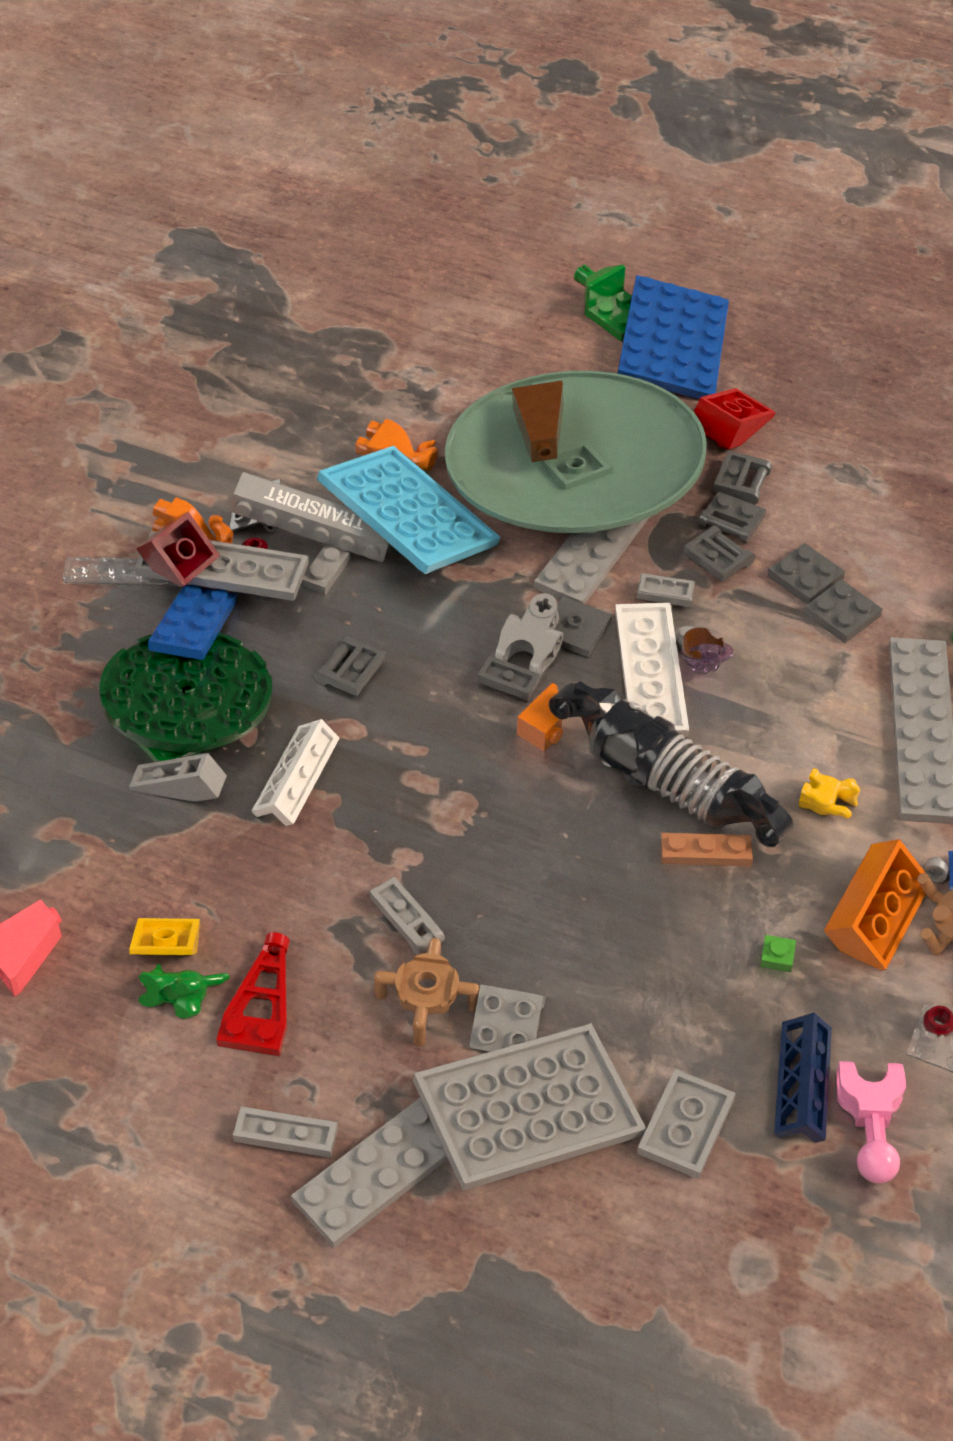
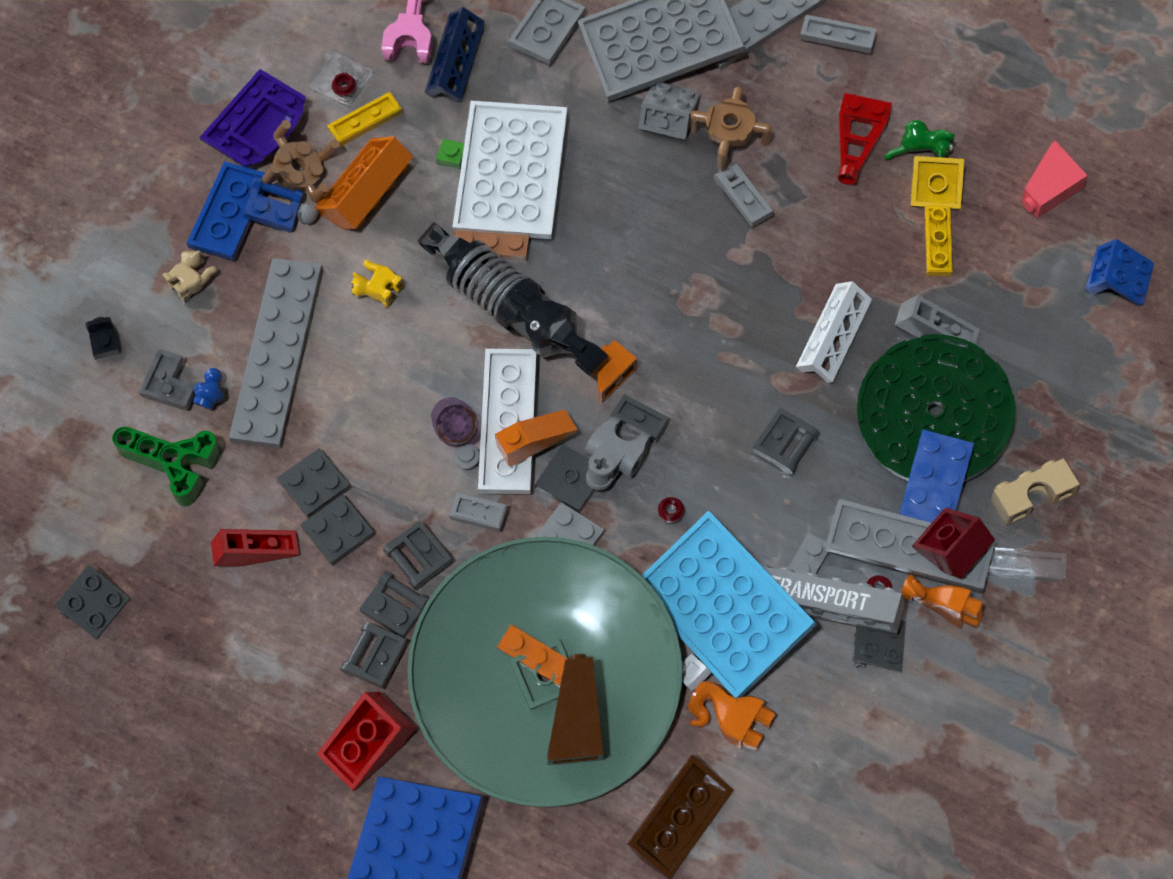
camera: 170 degrees left, 15 degrees up
(70, 639) = (1052, 480): none -> tan arch
(168, 879) = (938, 251): none -> yellow tile
(436, 381) = (679, 817): none -> reddish brown slope
(437, 471) = (693, 672): none -> white plate
(467, 602) = (670, 502): none -> dark red plate
(588, 477) = (519, 643): none -> orange plate
(620, 637) = (533, 436): none -> orange slope
(699, 934) = (510, 169): none -> white plate
(886, 548) = (251, 546): none -> red slope
(899, 992) = (364, 119): none -> yellow tile

